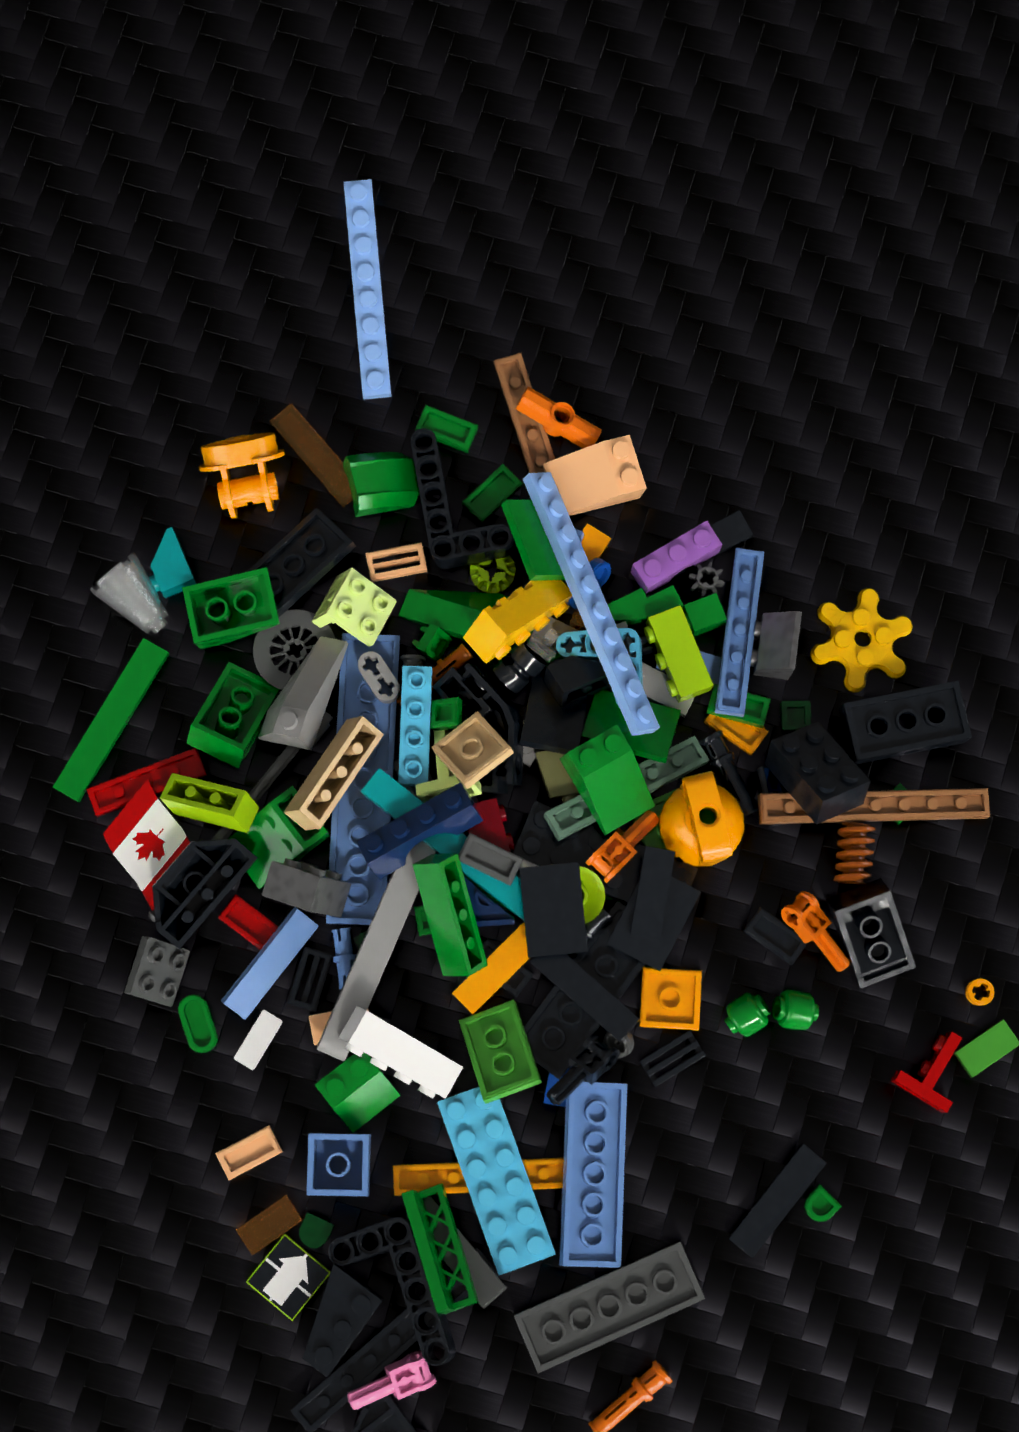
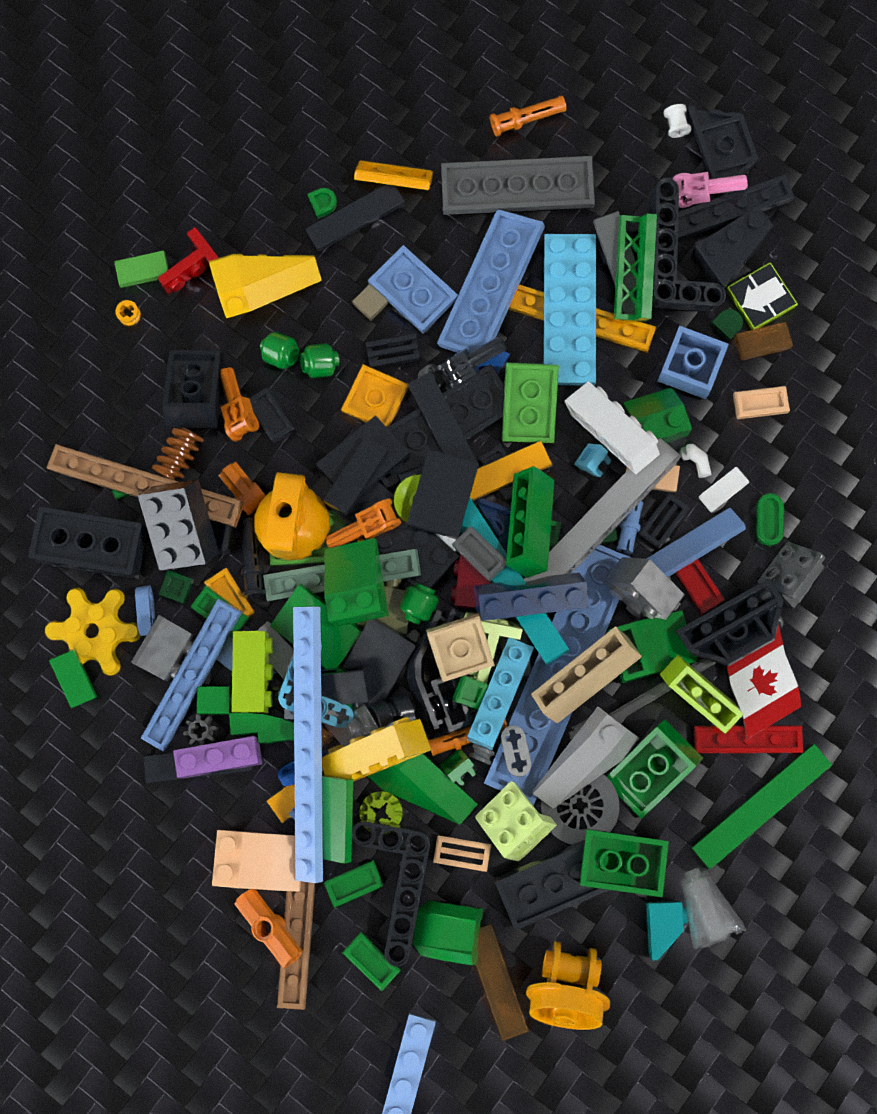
camera: 150 degrees left, 0 degrees up
(298, 1064) = (699, 457): none -> white arm
(411, 1016) = (591, 458): none -> medium azure tile
(534, 785) = (418, 603): none -> green head
(678, 1137) = (413, 289): none -> medium blue plate
(719, 1105) = (370, 302): none -> dark tan tile
(753, 1264) = (393, 175): none -> light orange tile
(764, 841) = (242, 487): none -> orange piece
(816, 678) = (144, 609): none -> medium blue beam
(853, 1074) = (257, 280): none -> yellow wedge
(859, 583) = (73, 678): none -> green tile

